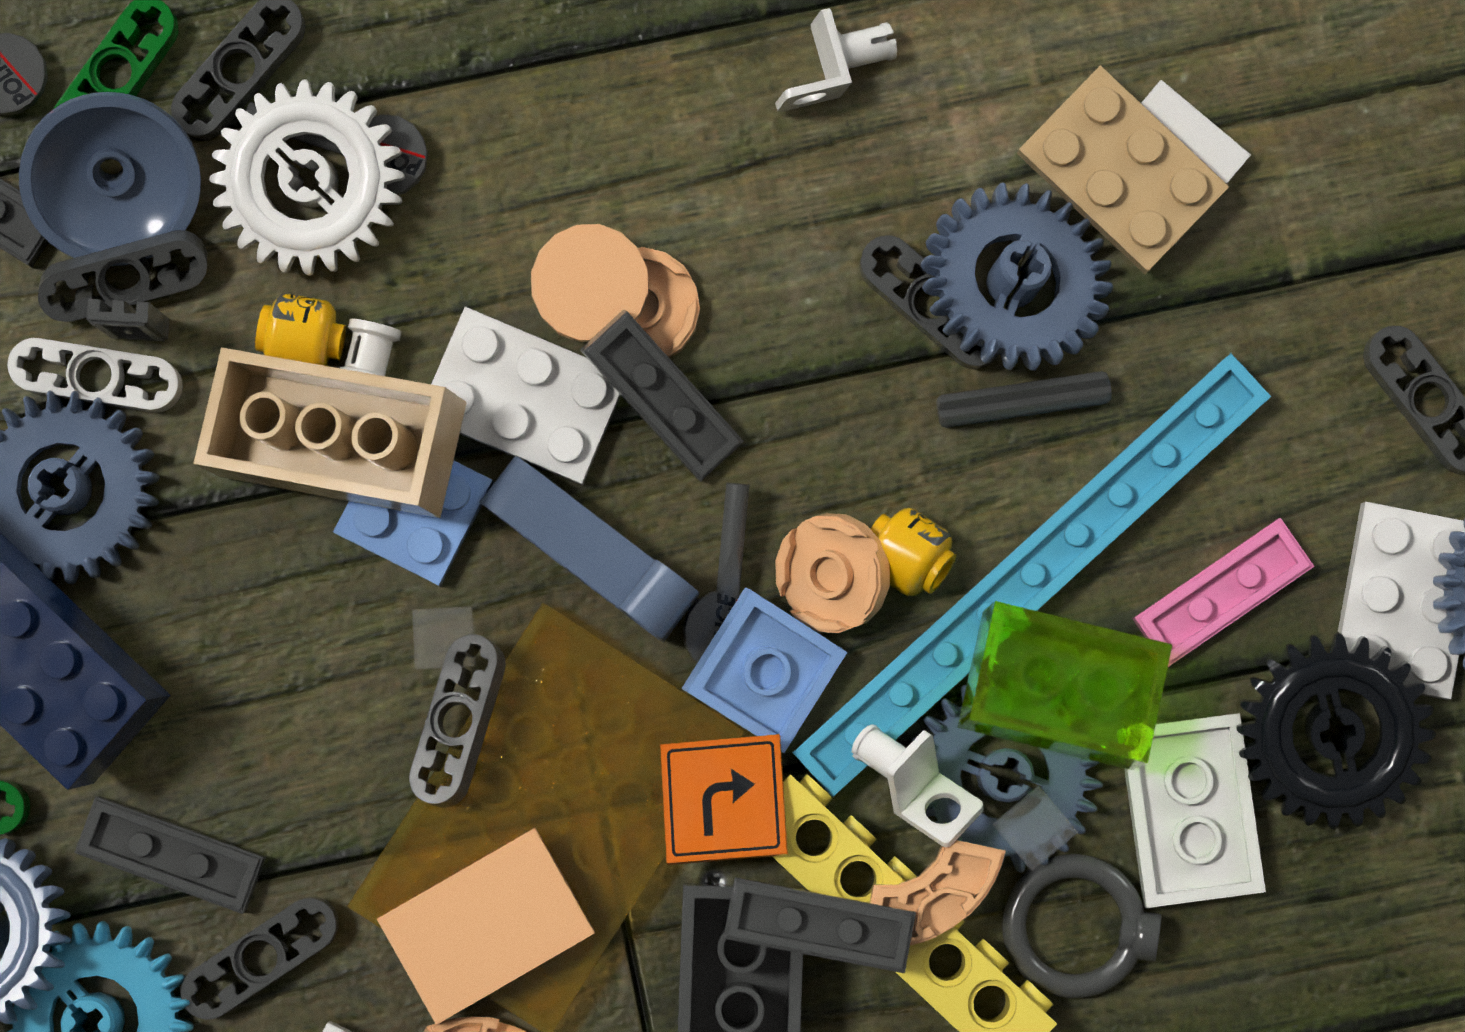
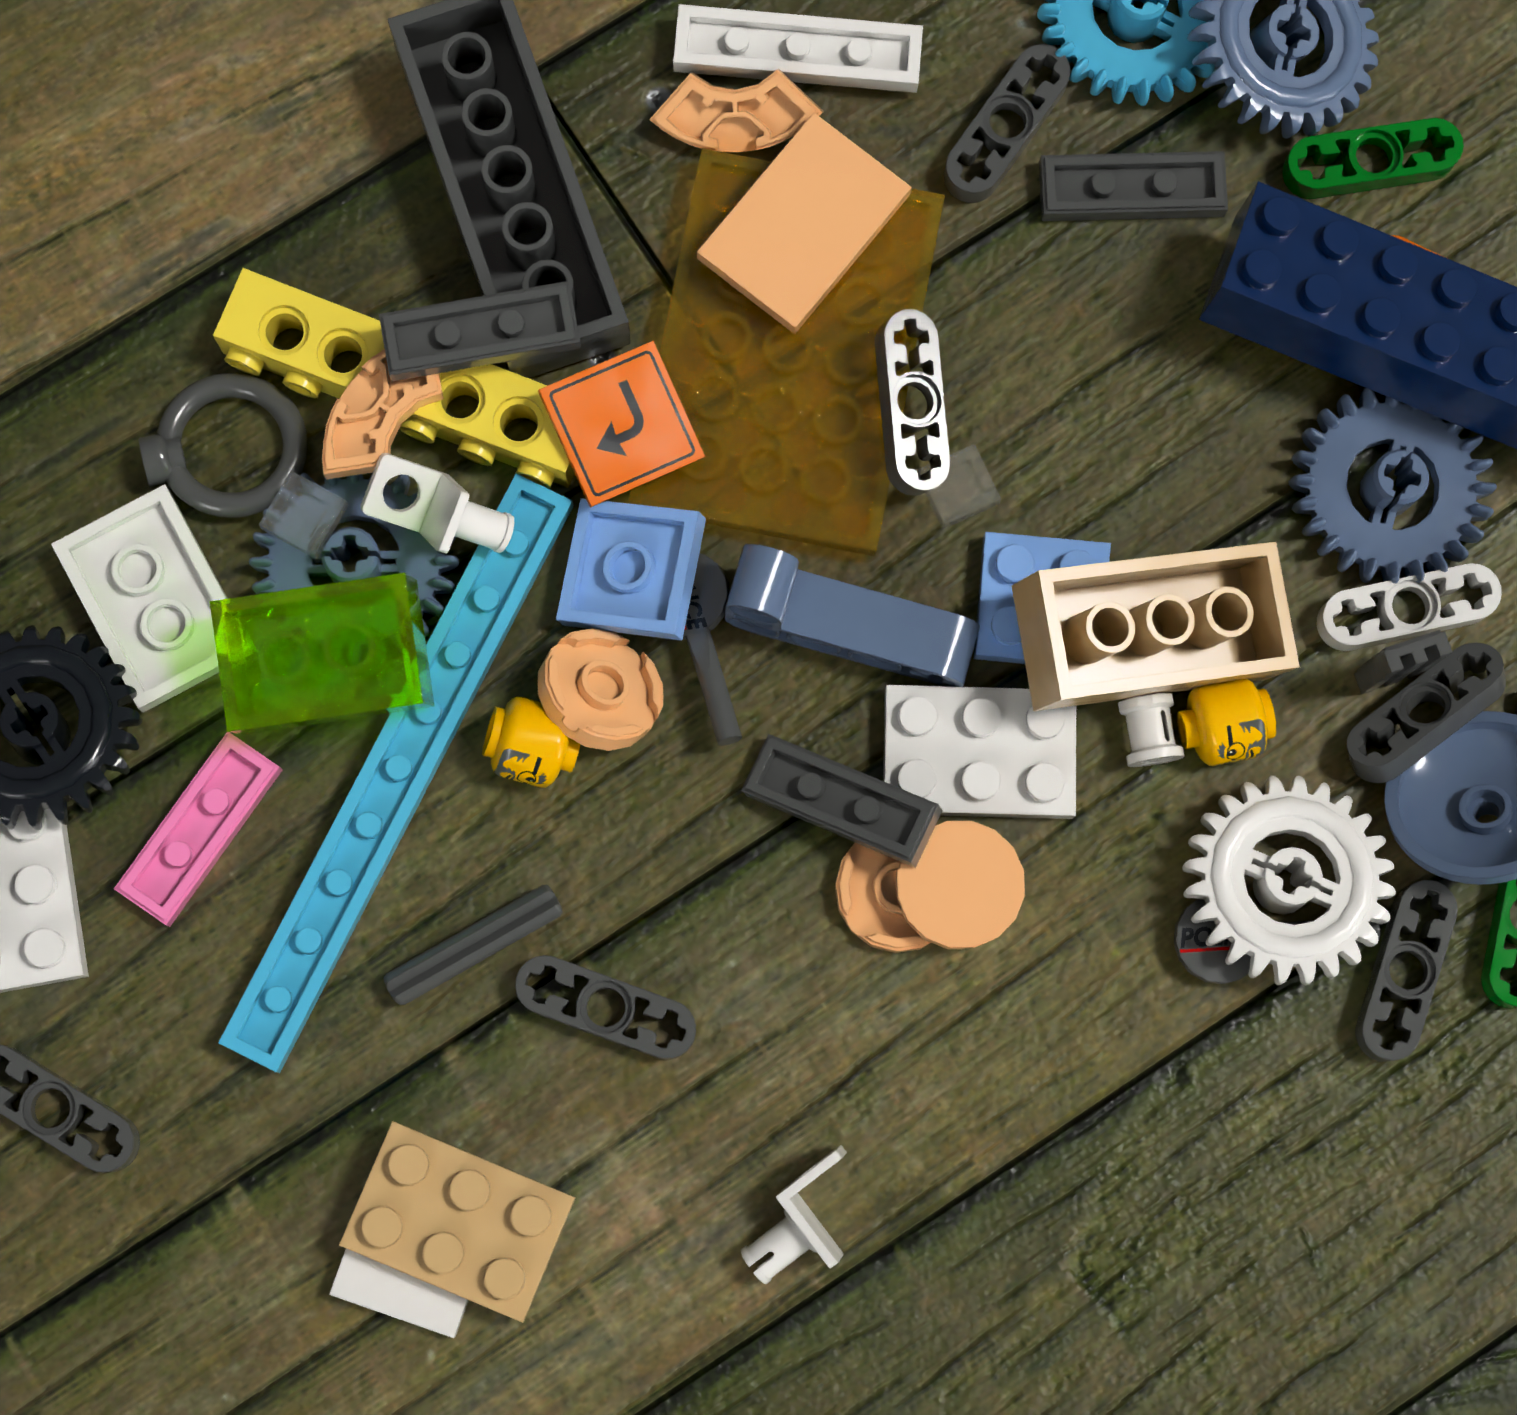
camera: 155 degrees right, 5 degrees down
(1048, 244) = (527, 1125): sand blue gear -> none

